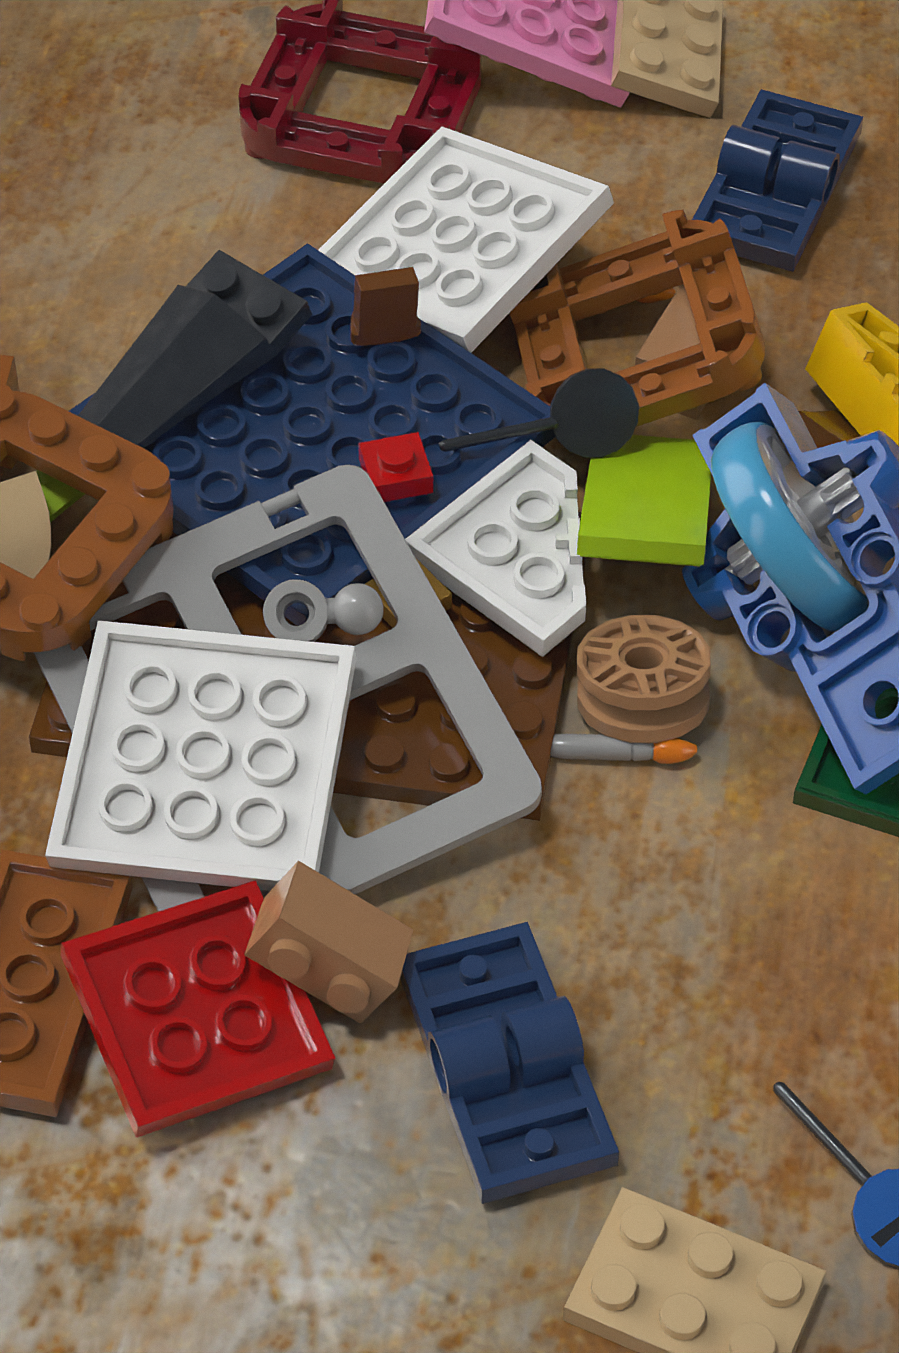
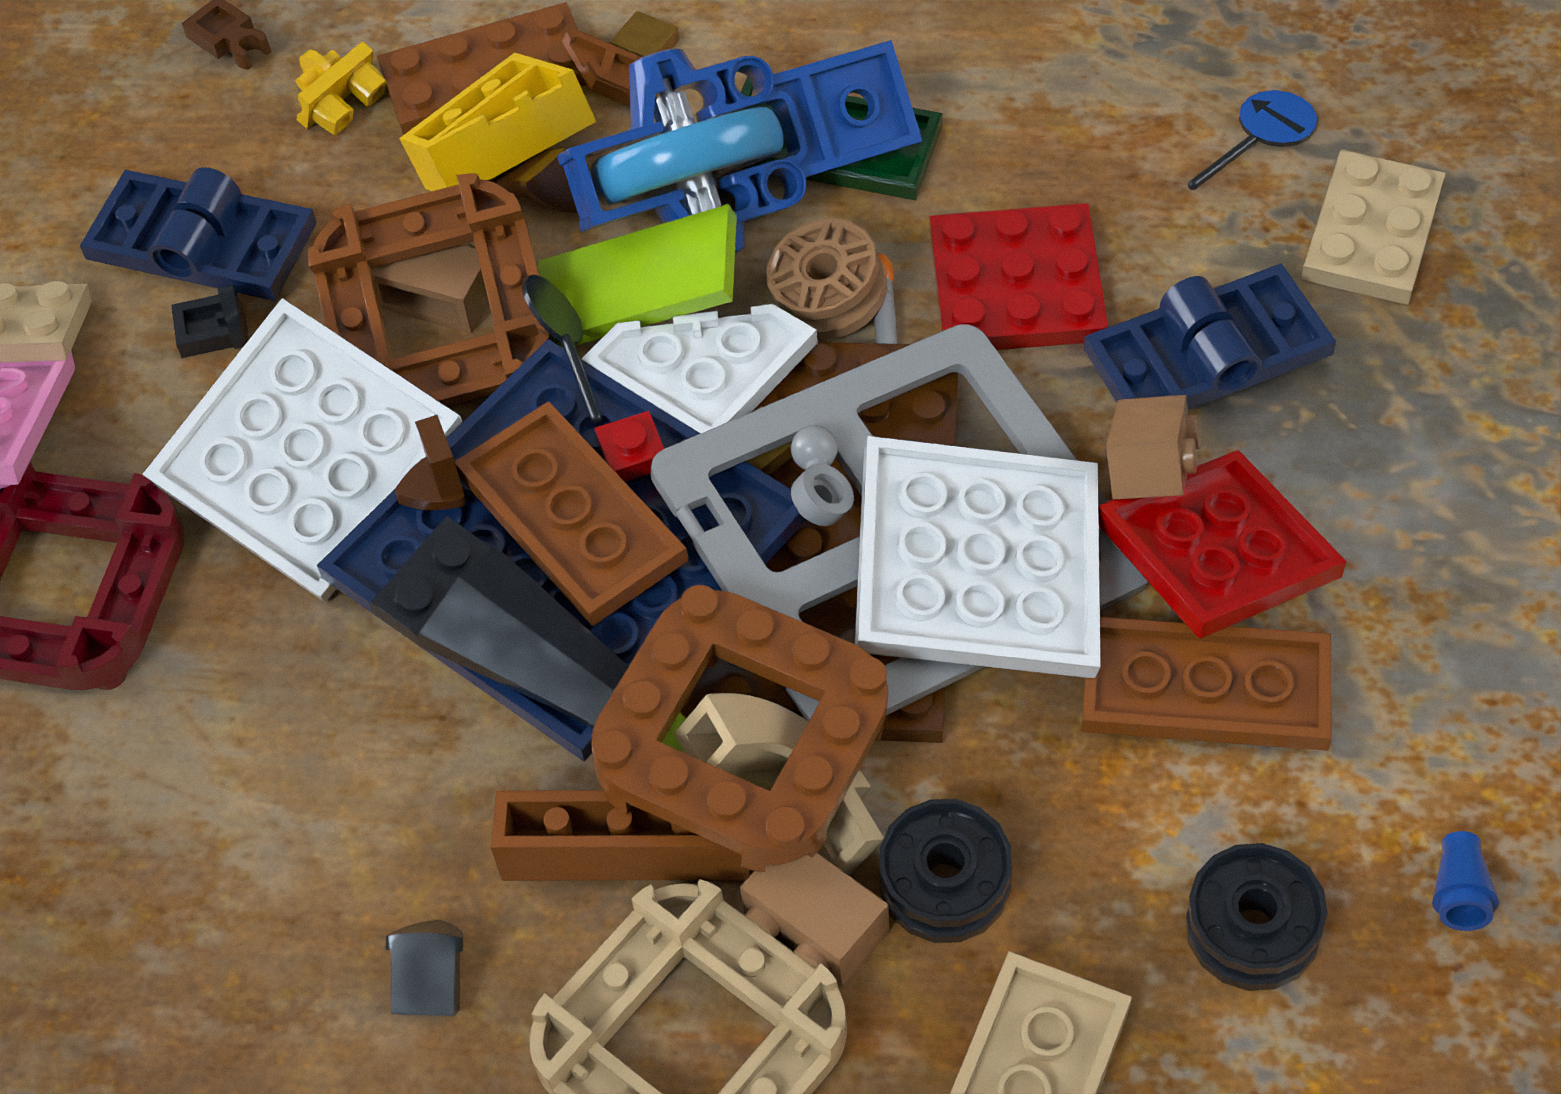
camera: 90 degrees left, 5 degrees up
(314, 410) = (571, 513): none -> dark orange plate
(648, 885) = (1019, 274): none -> red plate
(658, 191) = (210, 323): none -> black tile

